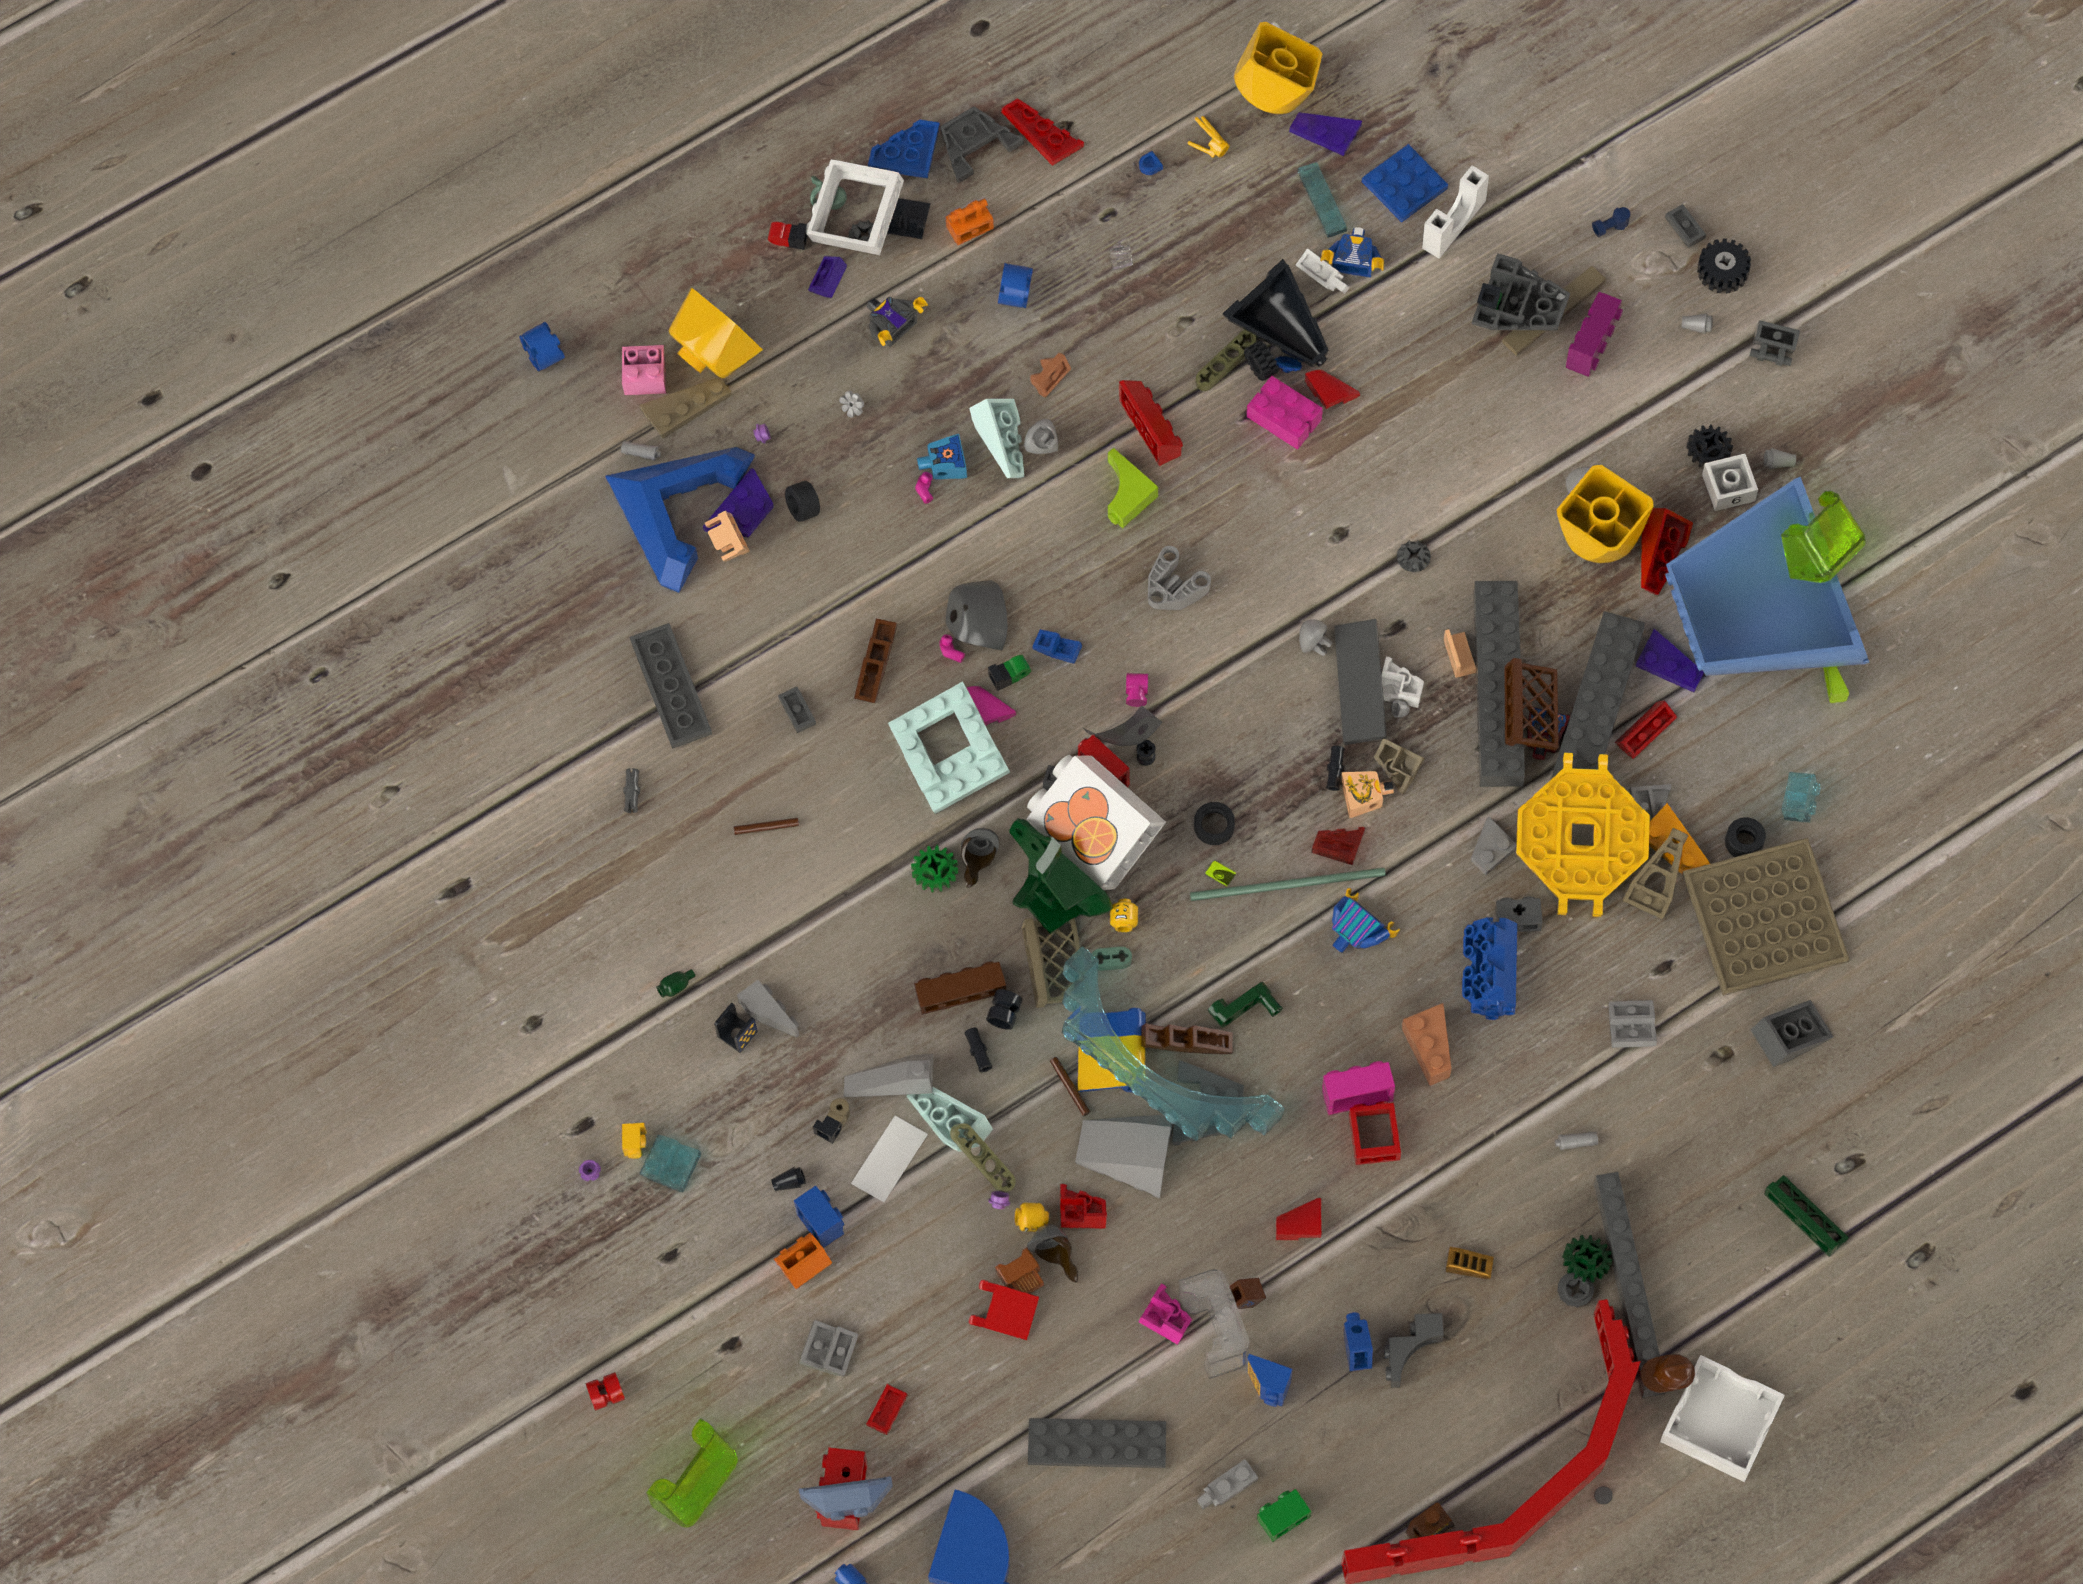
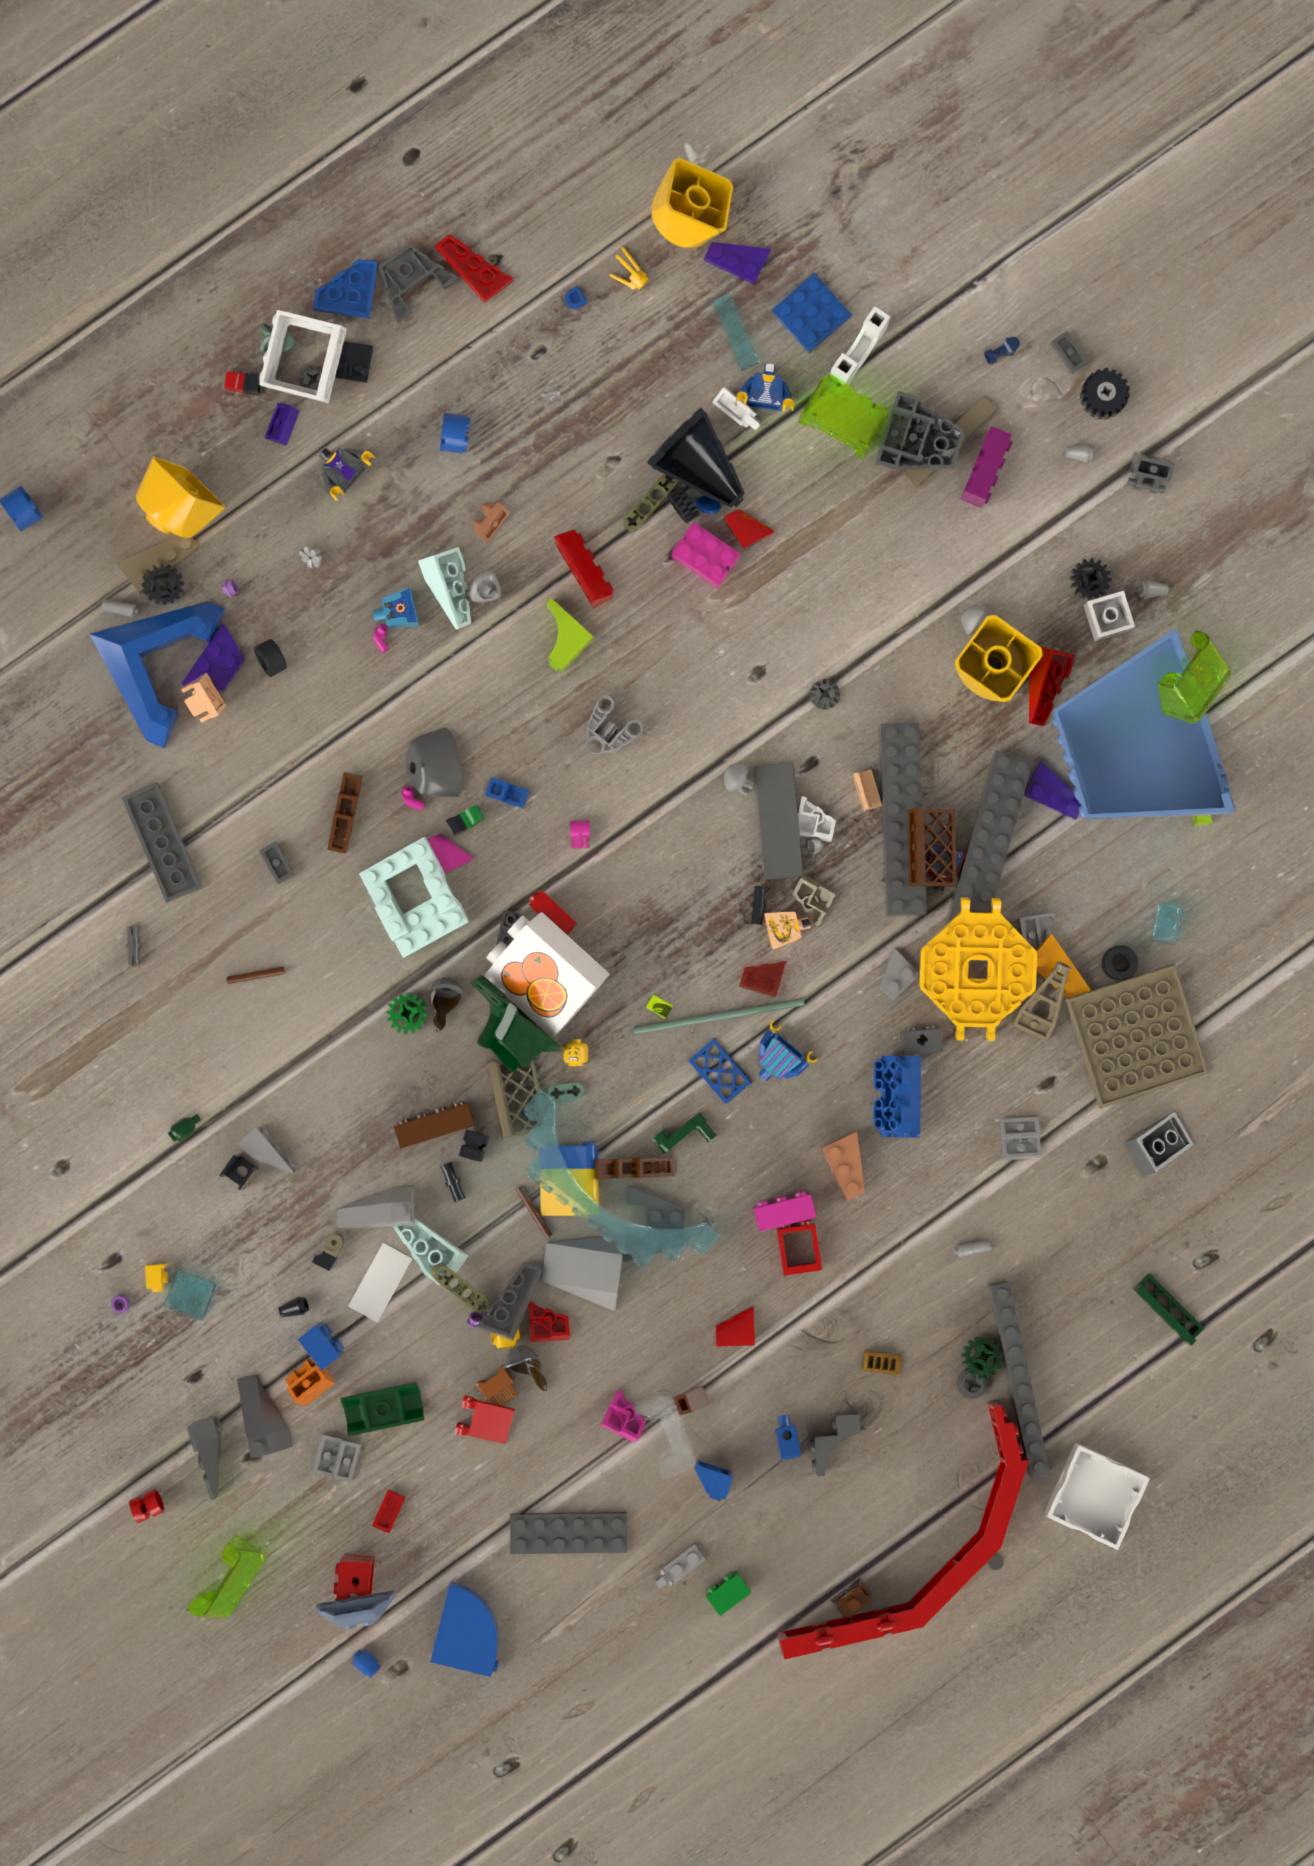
camera: 10 degrees left, 20 degrees up
(643, 370) = (117, 528): bright pink slope -> none
(681, 1321) = (206, 1439): none -> dark grey wedge
(683, 419) = (158, 590): none -> black gear
(746, 1306) = (263, 1424): none -> dark grey wedge
(885, 1292) = (383, 1408): none -> dark green piece
(969, 222) = (410, 365): orange brick -> none
(1041, 1178) = (509, 1309): none -> dark grey wing
(1133, 731) = (575, 878): dark grey piece -> none
(1146, 759) = (594, 899): black bush -> none
(1214, 839) = (654, 976): black tyre -> none
(1268, 943) = (723, 1055): none -> blue window
(1439, 277) = (844, 415): none -> clear neon green windscreen
(1489, 296) = (891, 439): black leg -> none
(1646, 729) = (1032, 857): red slope -> none
(1667, 1373) = (1051, 1464): reddish brown piece -> none

